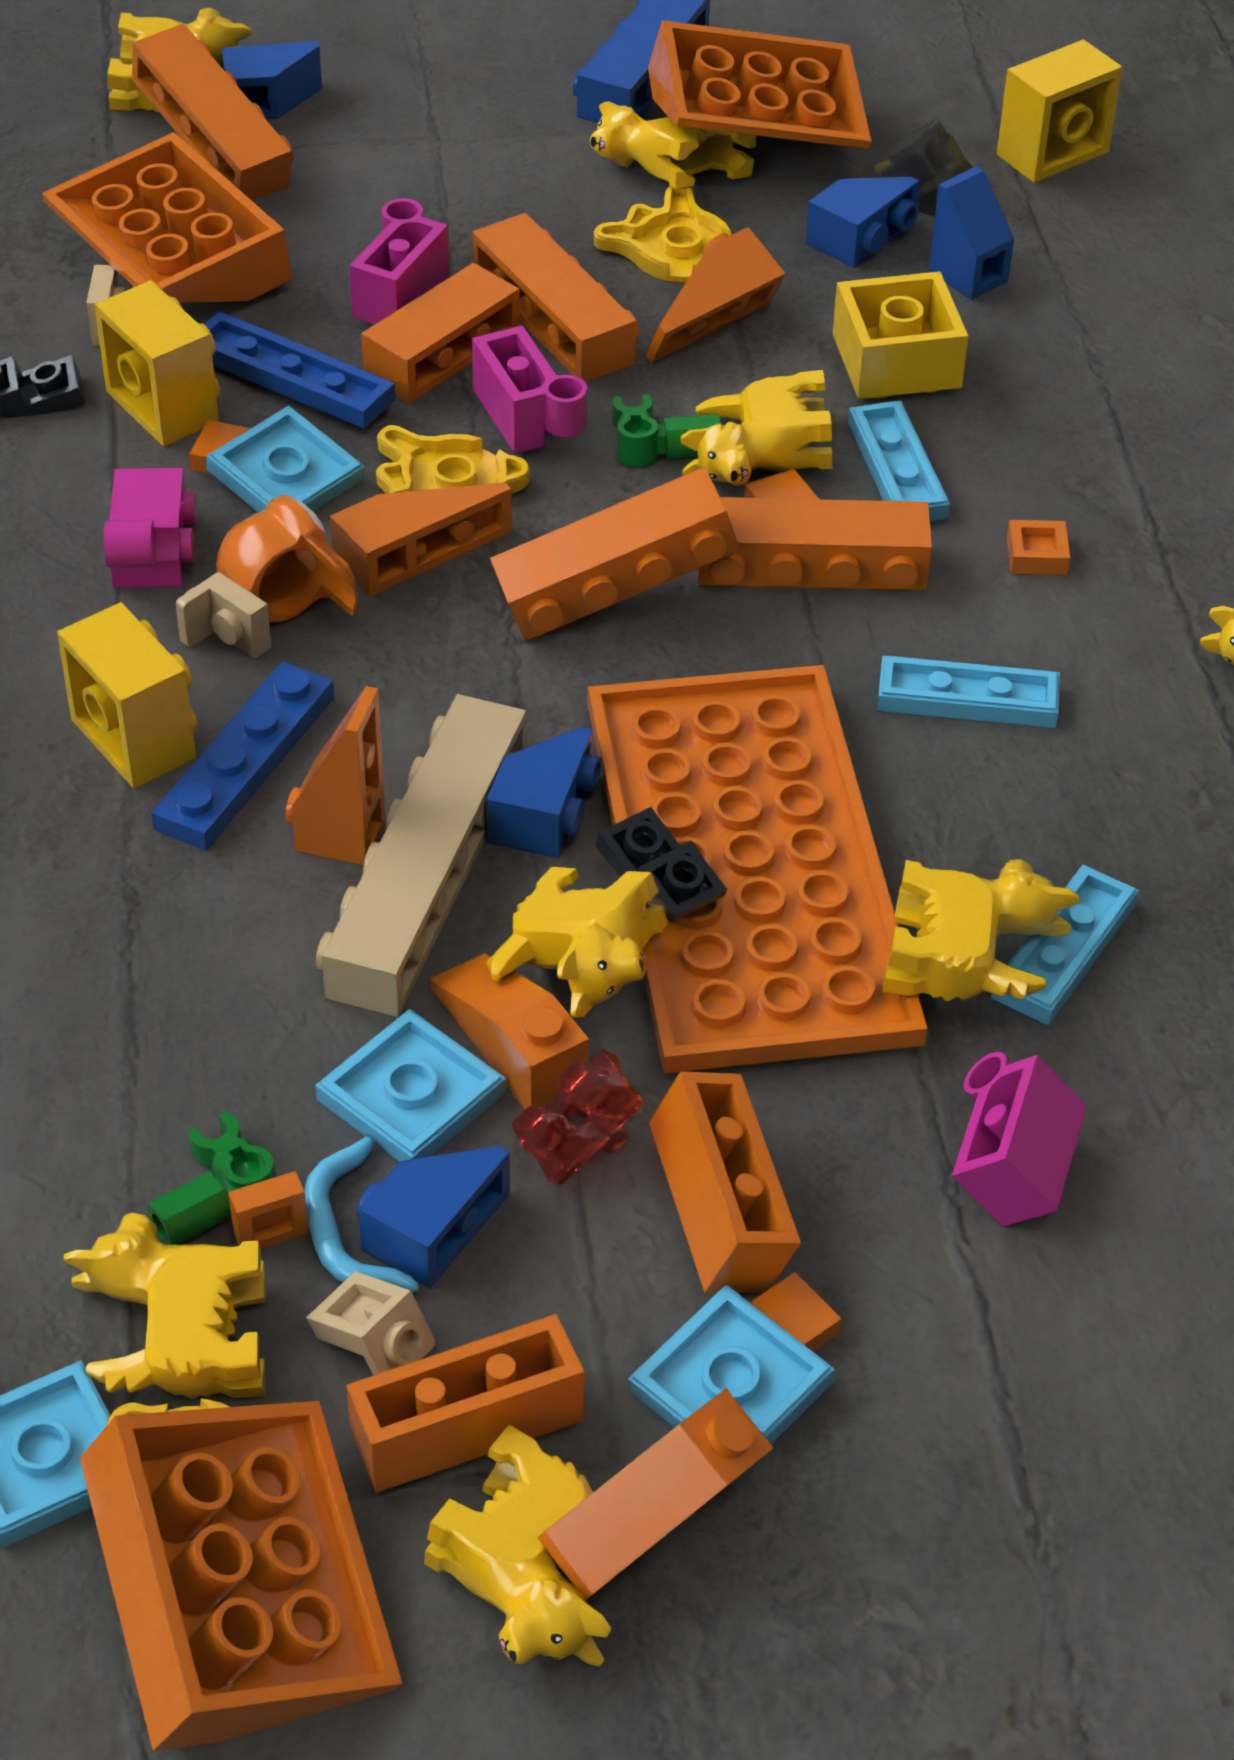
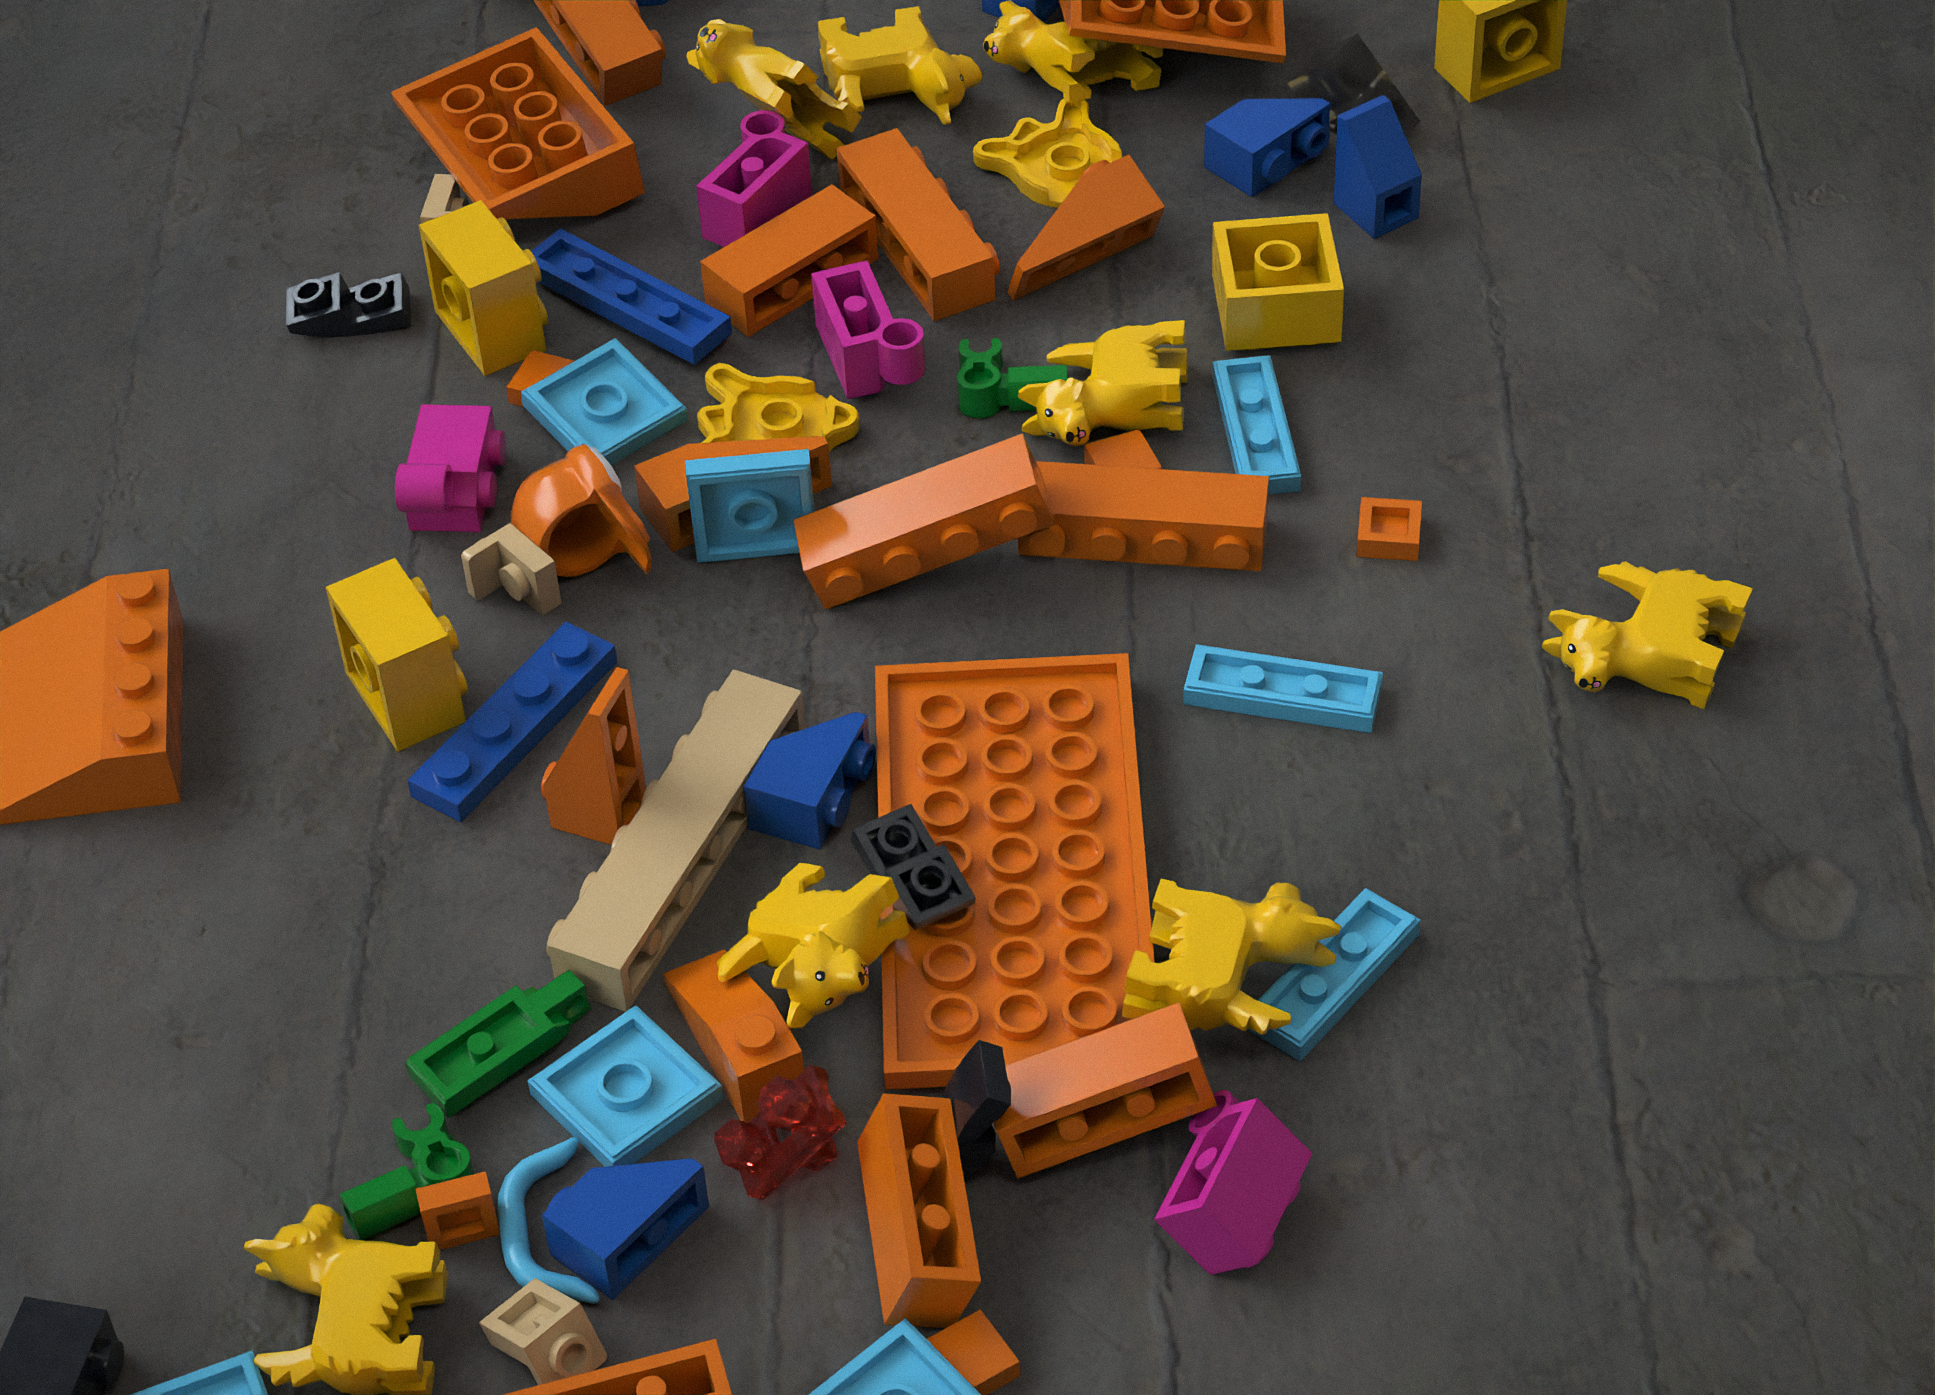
camera: 10 degrees right, 0 degrees up
(278, 1051) = (497, 1041): none -> green hinge
(403, 171) = (772, 83): none -> yellow animal
(446, 545) = (748, 503): none -> medium azure tile
(508, 159) = (893, 63): none -> yellow animal
(771, 1069) = (978, 1098): none -> black slope
(877, 1059) = (1102, 1090): none -> orange brick

